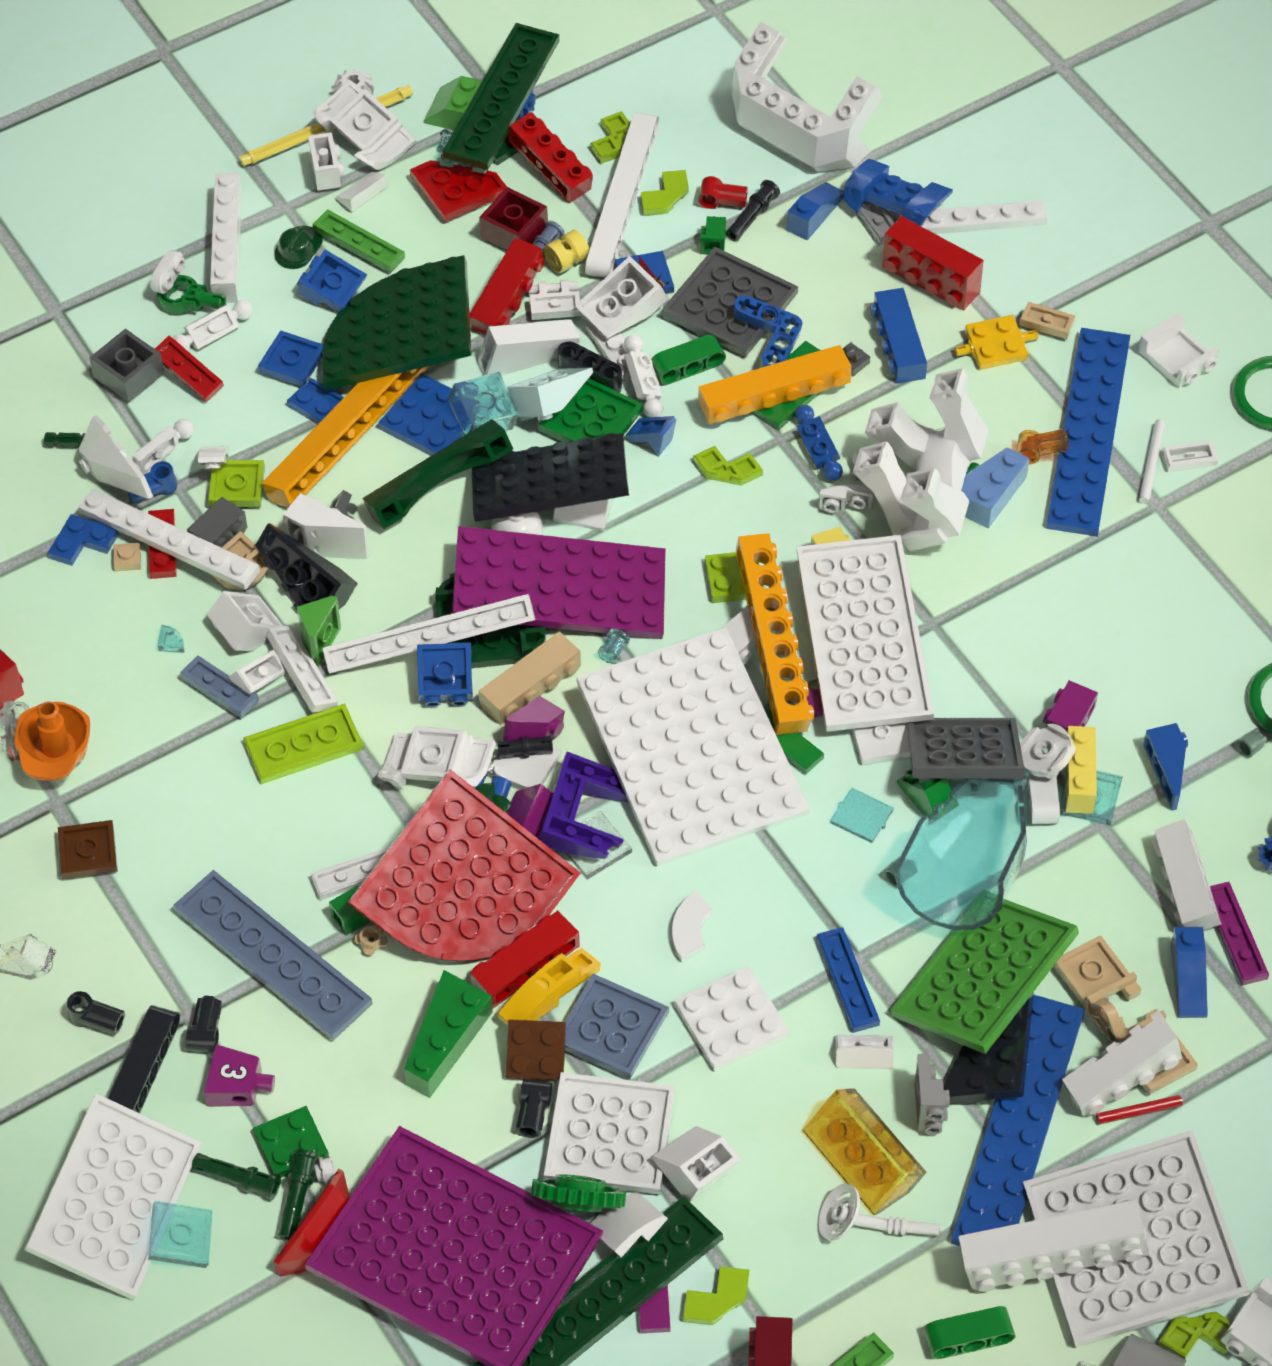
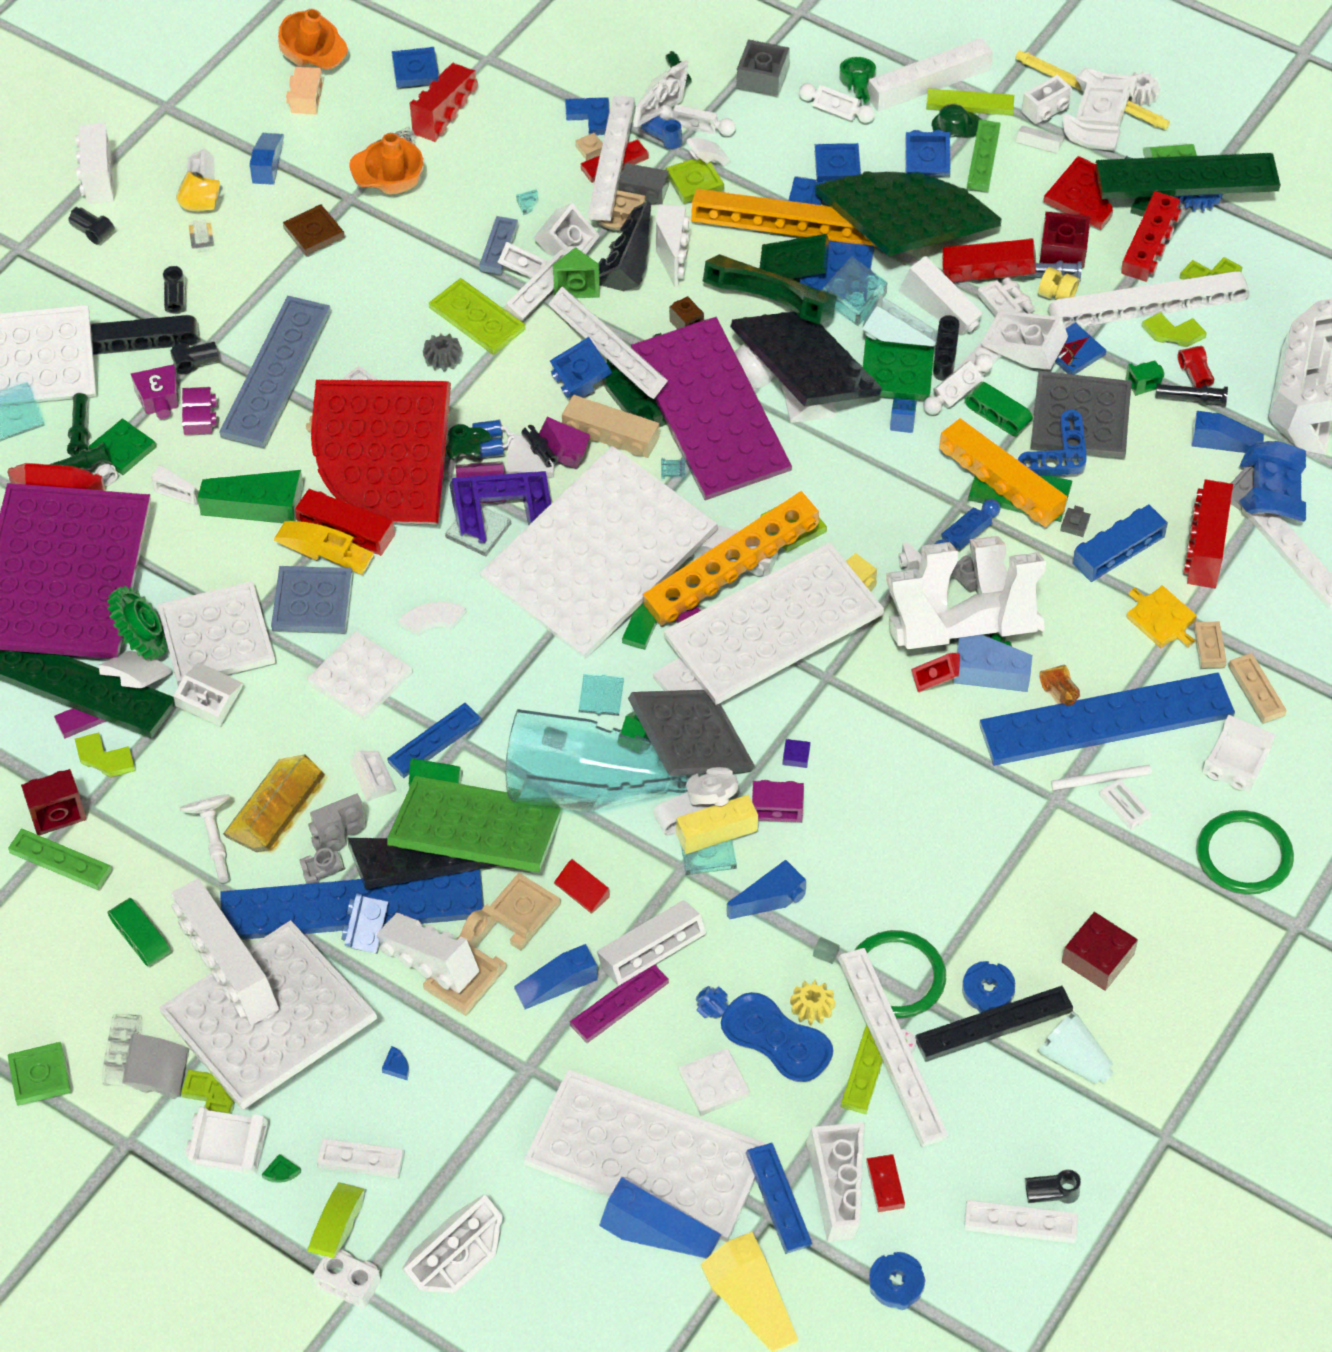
camera: 65 degrees right, 0 degrees up
(167, 271) = (866, 51): white plate -> none
(189, 369) = (784, 104): red plate -> none
(279, 220) = (971, 101): none -> lime tile
(288, 1047) = (198, 410): none -> magenta brick
(341, 789) = (442, 352): none -> dark grey gear
(342, 503) = (707, 246): dark grey tile -> none
(381, 1107) = (173, 486): none -> white slope
(405, 438) = (796, 256): none -> dark green plate
(421, 560) = (685, 313): none -> reddish brown brick
(432, 752) = (496, 396): white piece -> none
(534, 1099) = (223, 575): black piece -> none
(535, 1049) = (264, 556): reddish brown plate -> none
(736, 472) = (899, 474): lime tile -> none
(894, 991) = (434, 770): none -> green slope
(962, 1141) = (322, 864): none -> light grey plate
(983, 529) = (936, 671): none -> red slope
(1013, 681) = (796, 753): none -> dark purple plate
(1058, 1114) = (365, 922): none -> bracket
(1091, 912) = (582, 886): none -> red slope
(1112, 307) = (1257, 688): none -> tan plate
(1139, 1109) = (406, 987): red bar -> none
(1227, 1149) = (396, 1064): none -> blue tile

